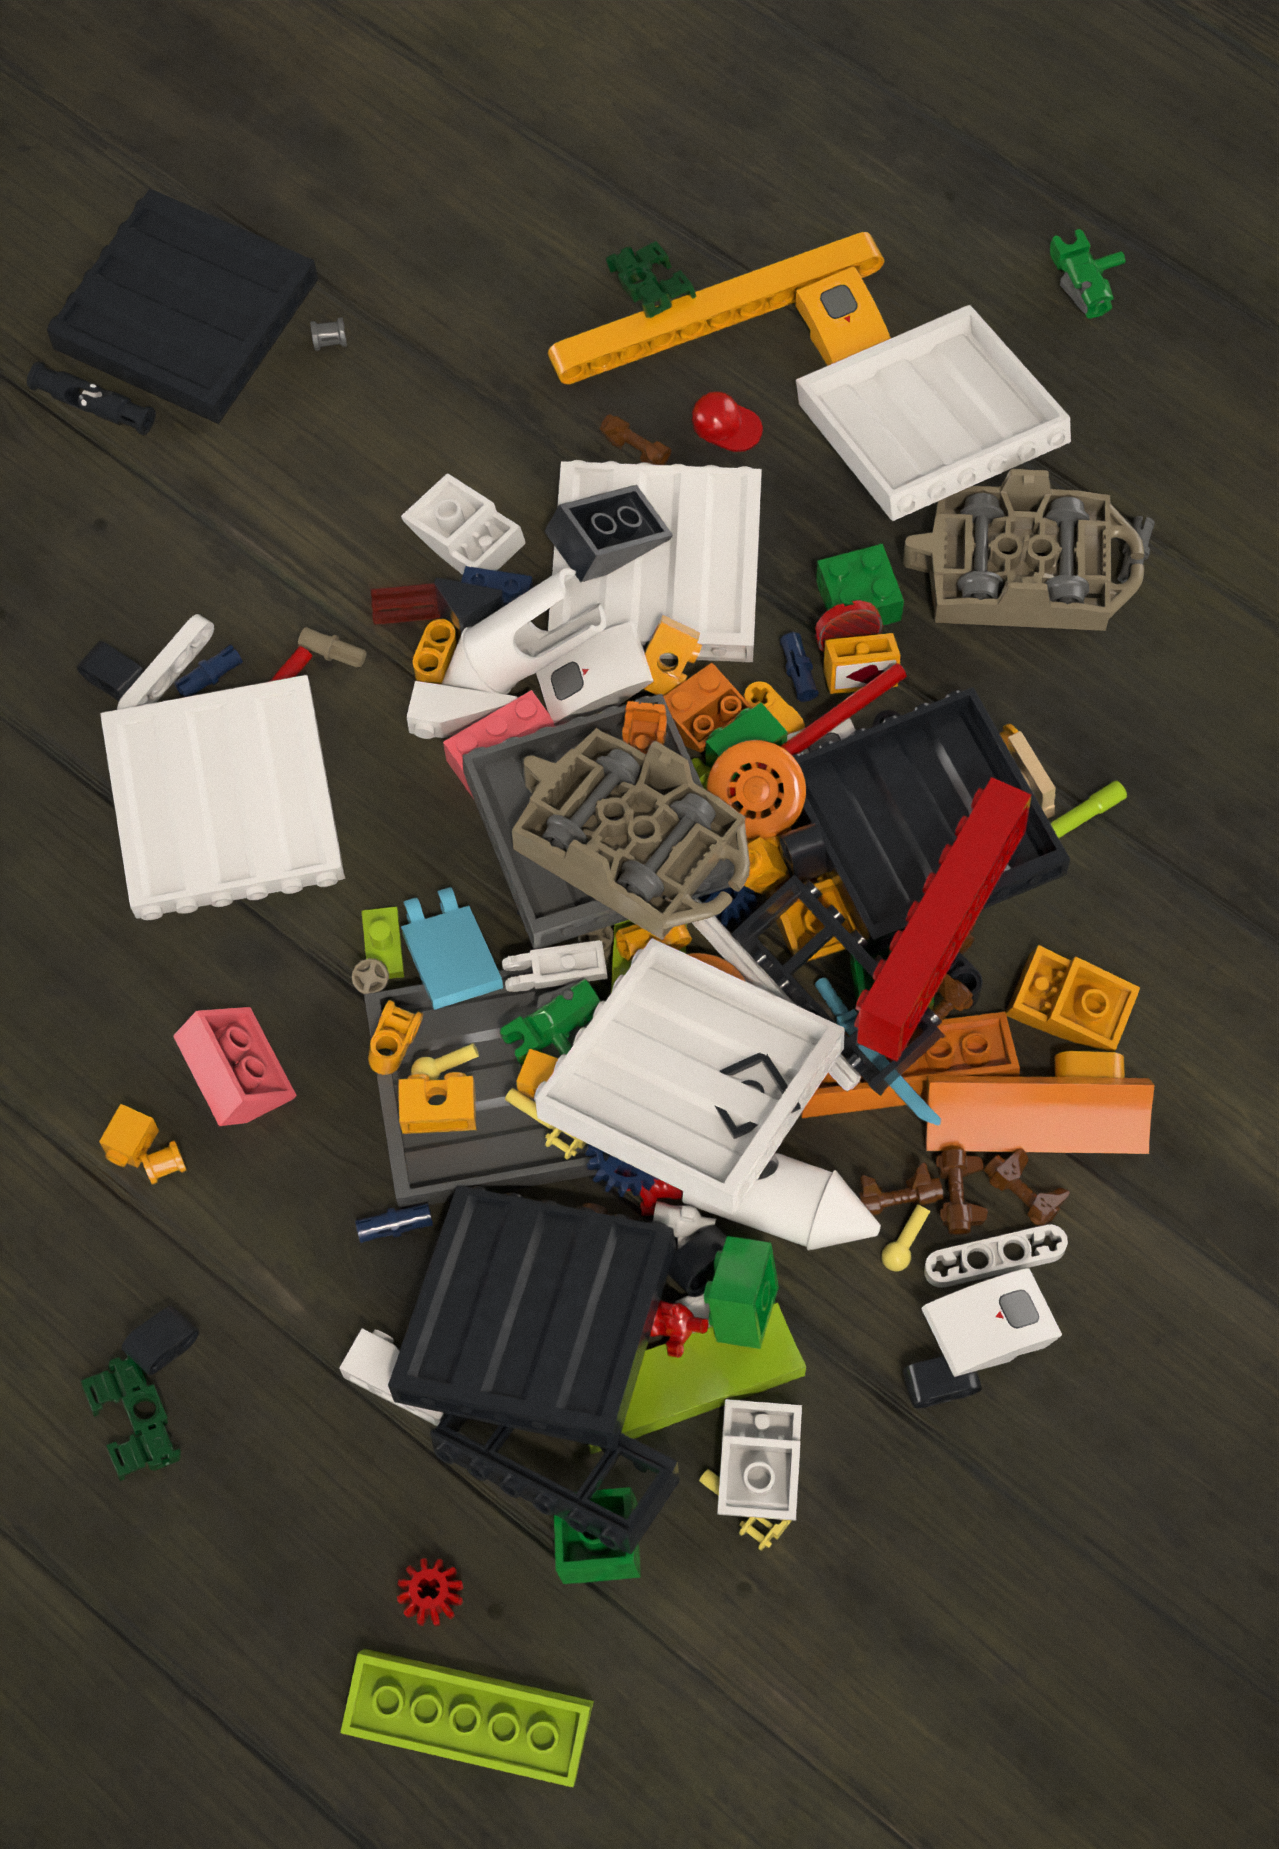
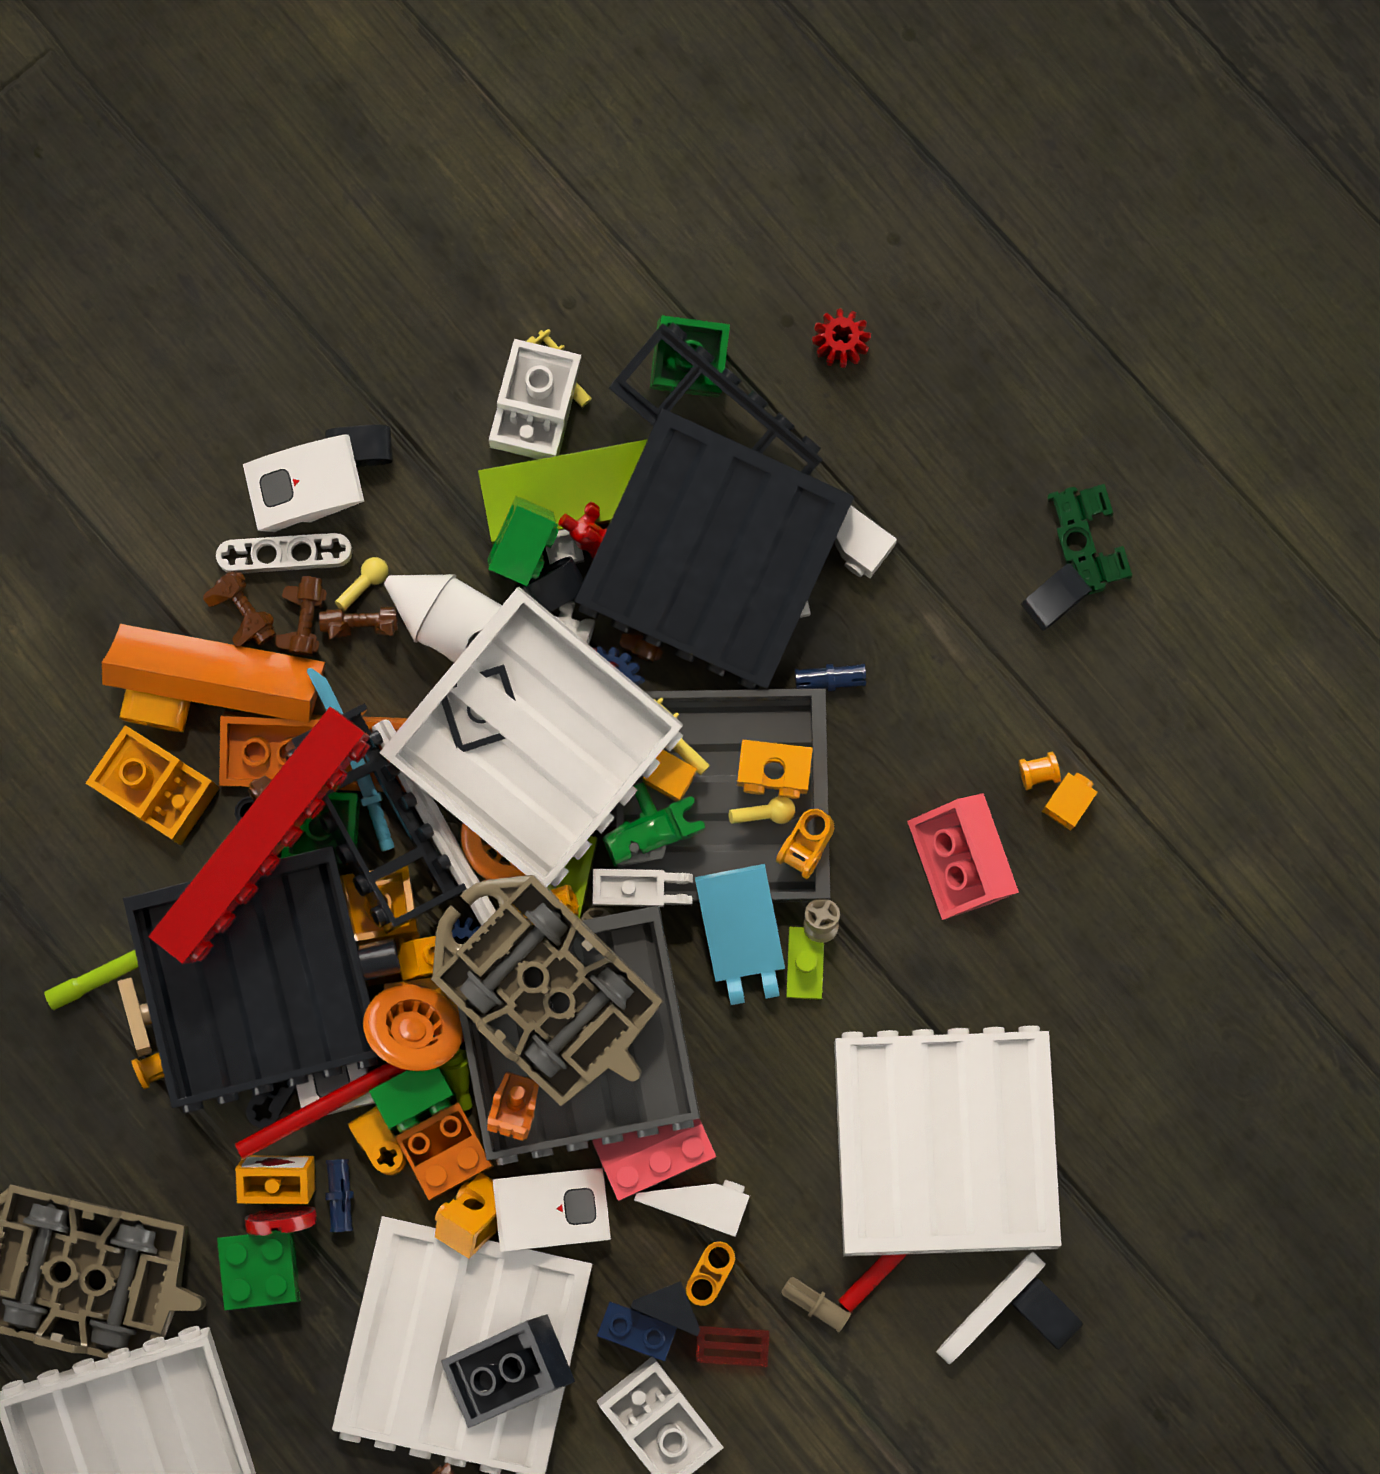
camera: 175 degrees left, 15 degrees up
(208, 672) = (947, 1298): dark blue pin -> none
(467, 1717) = (823, 235): lime arch -> none
(510, 647) = (651, 1254): white piece -> none

